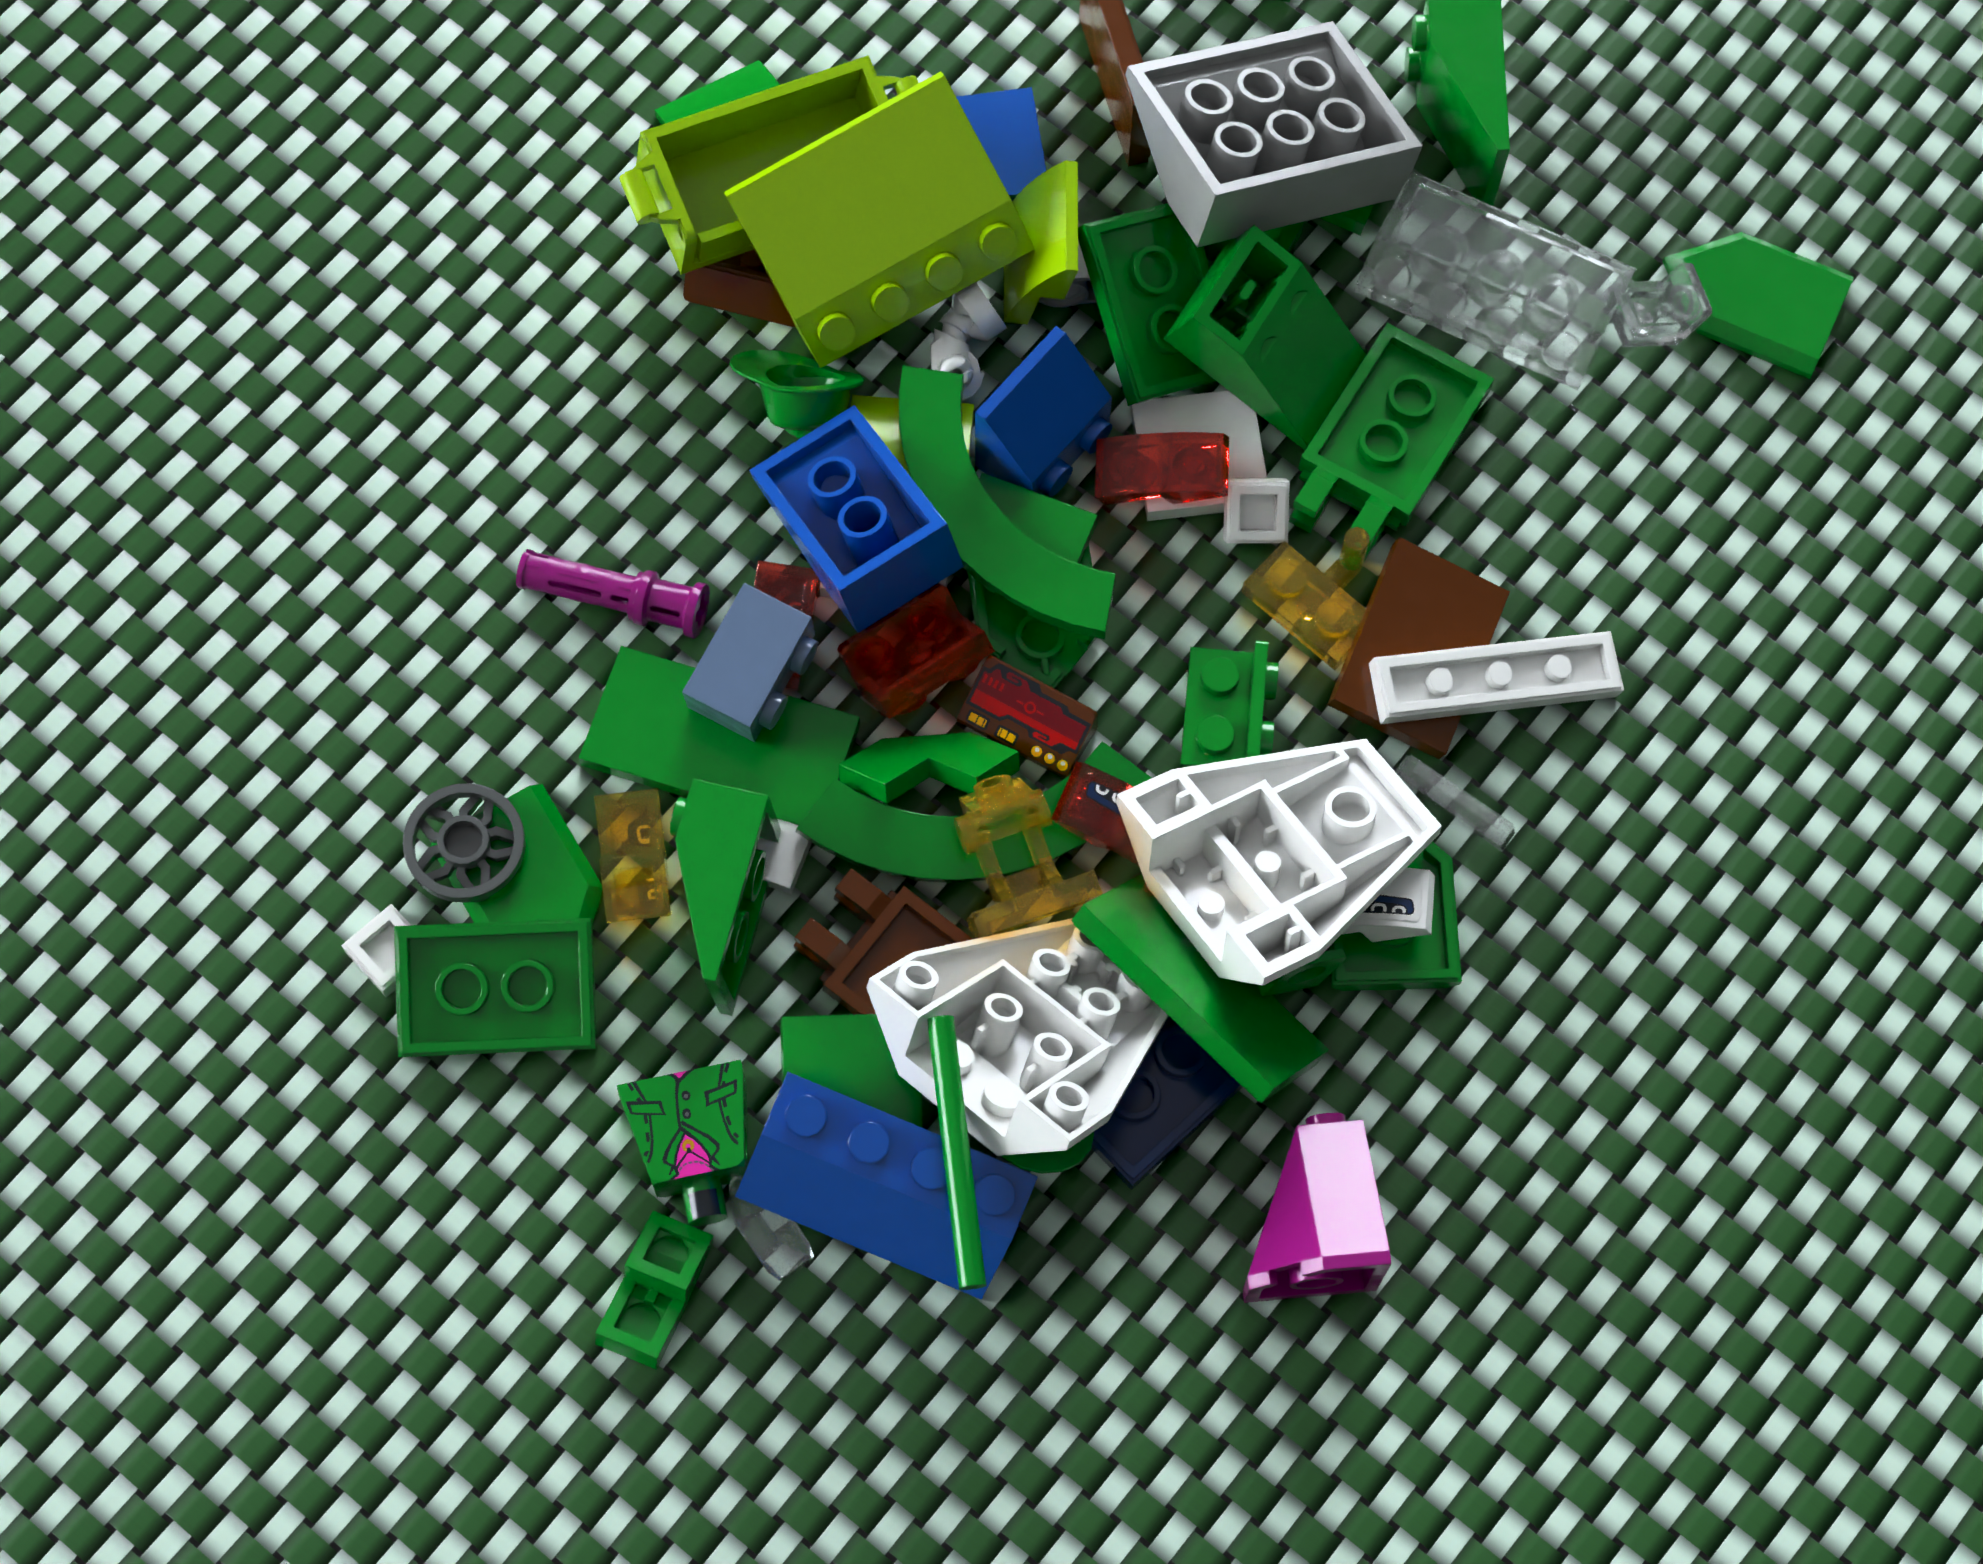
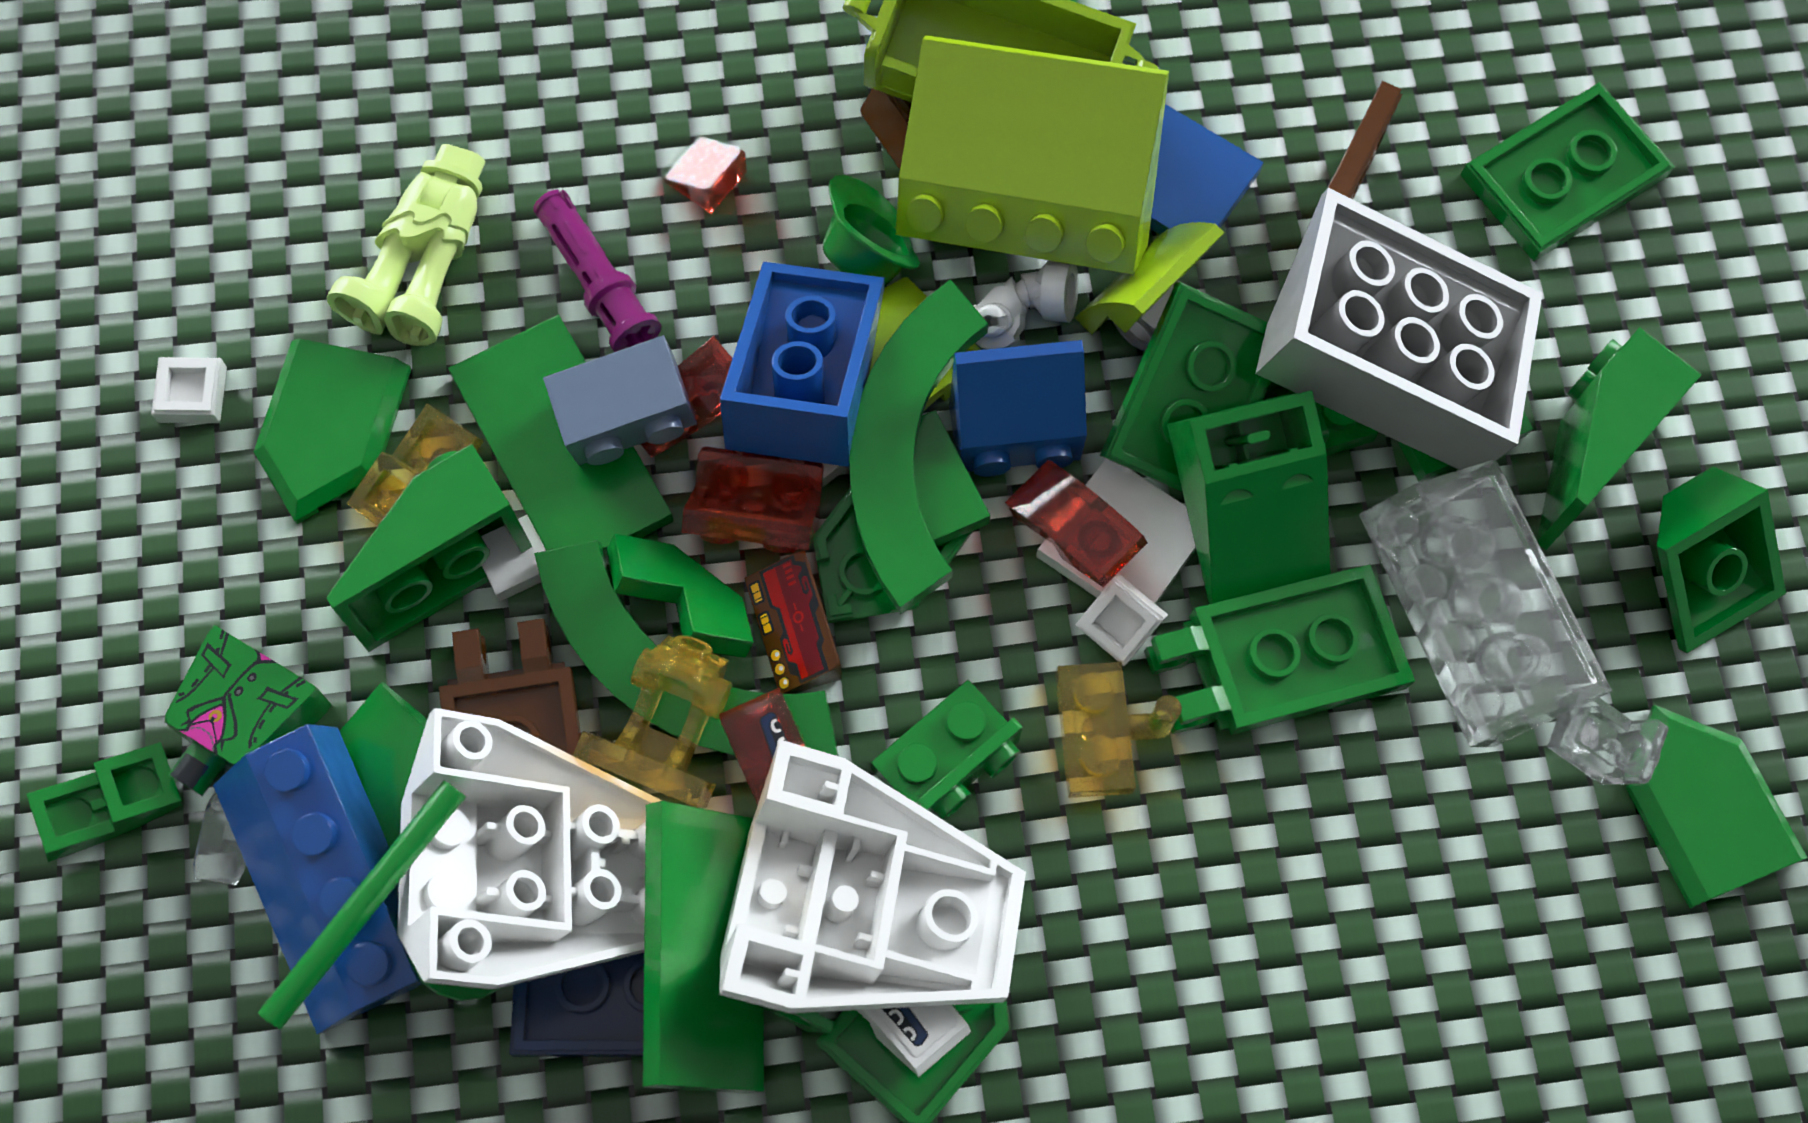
camera: 40 degrees right, 0 degrees up
(446, 662) = (425, 227): none -> yellowish green piece
(464, 842) = (304, 357): dark grey wheel -> none
(495, 987) = (223, 480): green tile -> none
(617, 443) = (707, 172): none -> slope
(1416, 608) = (1145, 839): reddish brown tile -> none
(1456, 801) = (1052, 988): clear tile -> none
(1495, 677) = (1183, 918): white tile -> none
(1612, 111) = (1717, 555): none -> green slope

